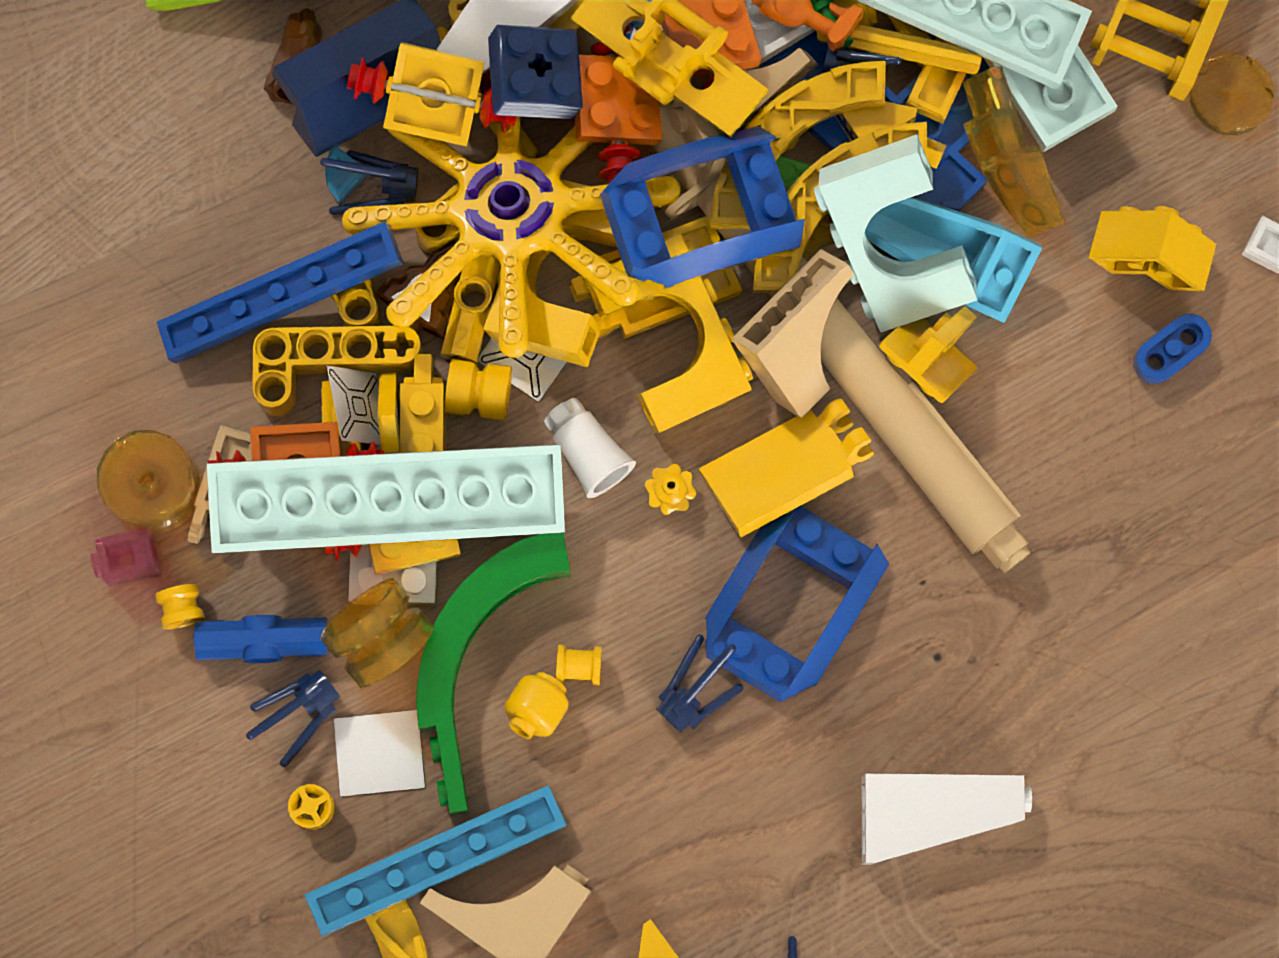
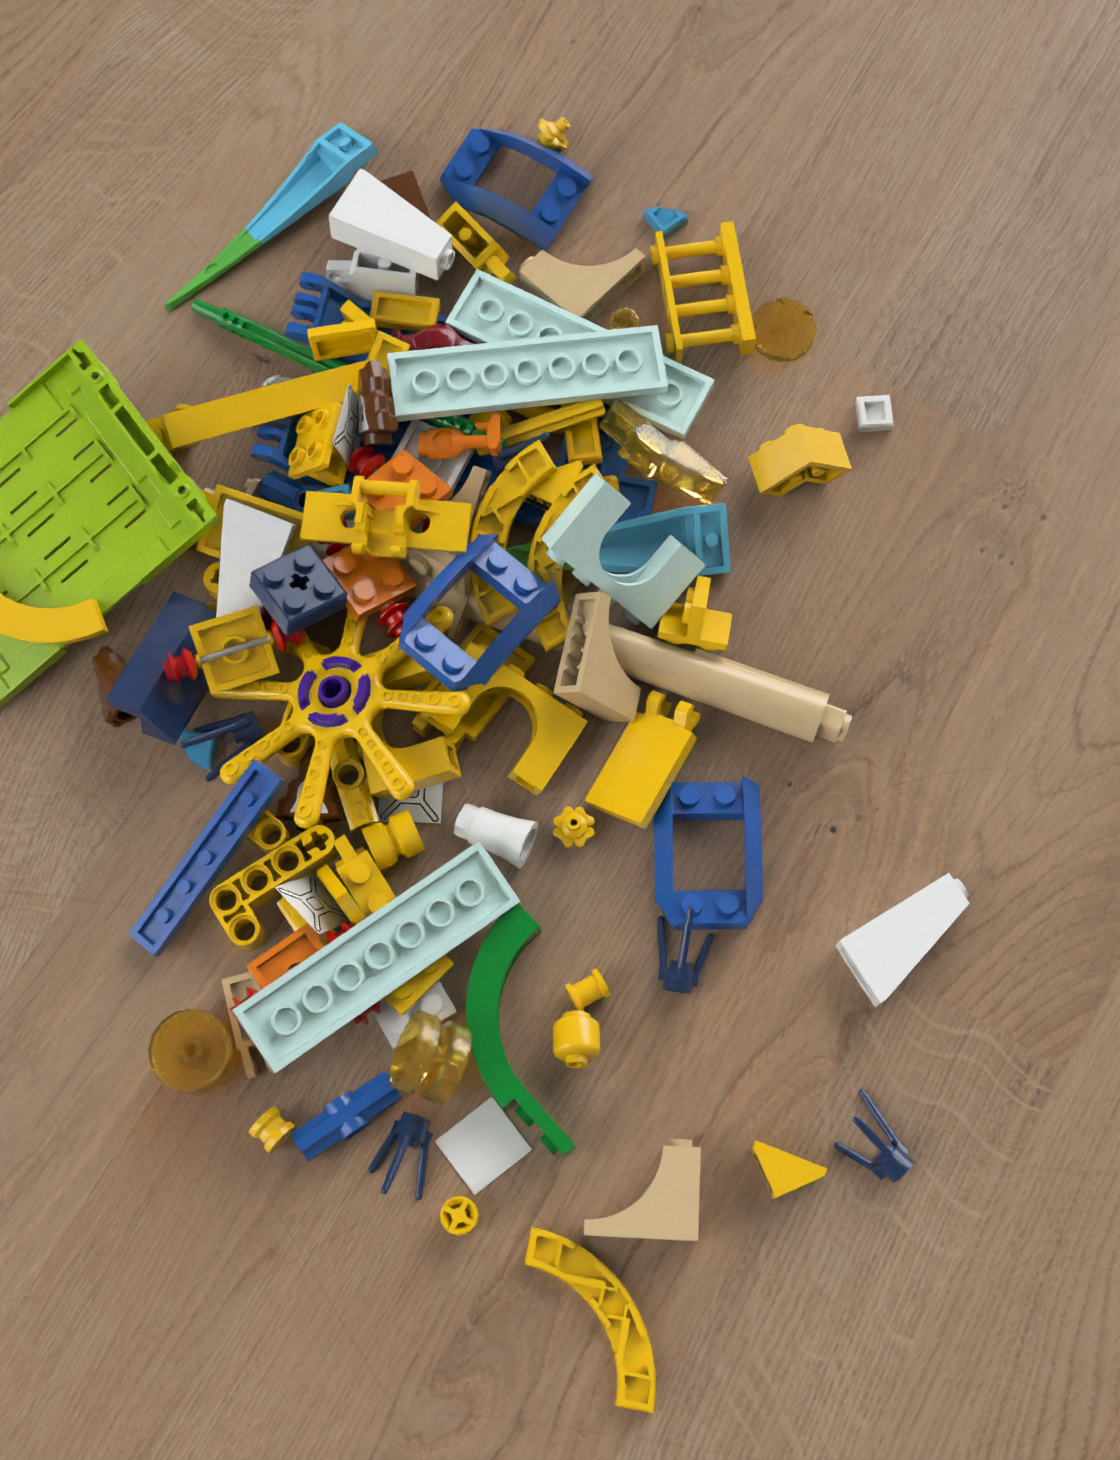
camera: 25 degrees left, 5 degrees down
(110, 550) = (194, 1119): clear pink brick -> none
(435, 861) = (574, 1198): dark azure plate -> none
(1171, 350) = (855, 523): blue plate -> none

